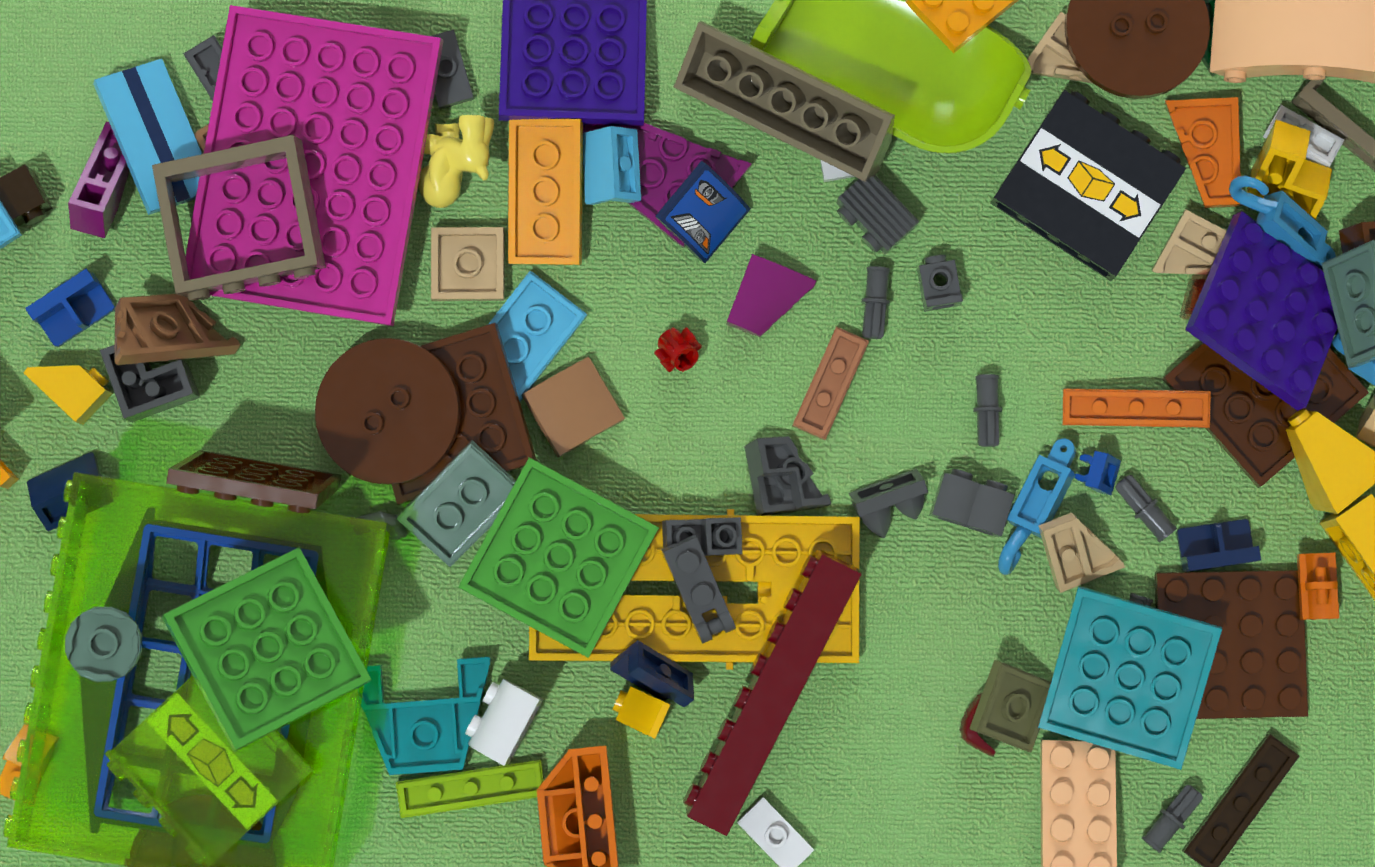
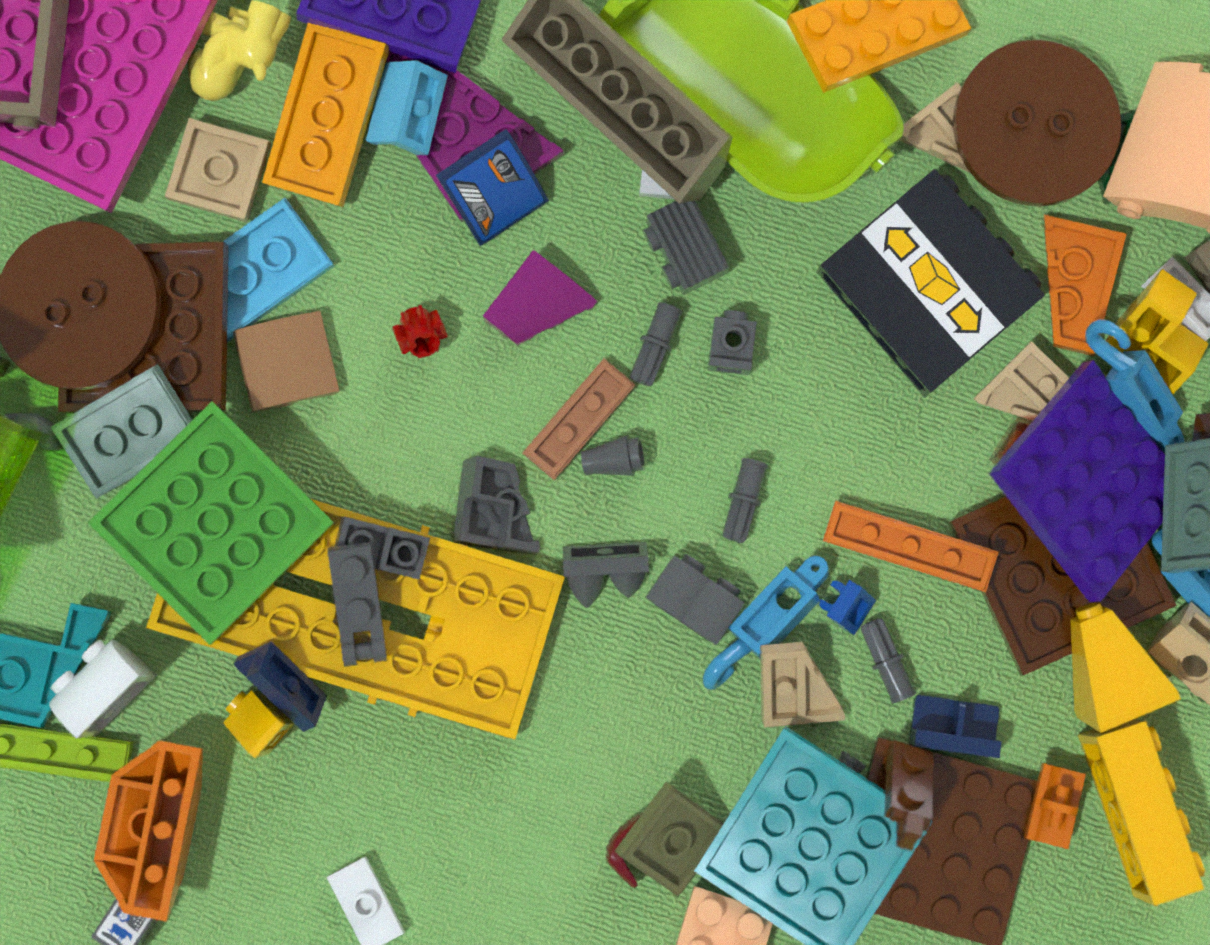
camera: 15 degrees right, 0 degrees up
(772, 691) = (406, 744): dark red brick -> none
(869, 407) = (616, 457): none -> dark grey cone
(1196, 608) = (909, 792): none -> reddish brown hinge

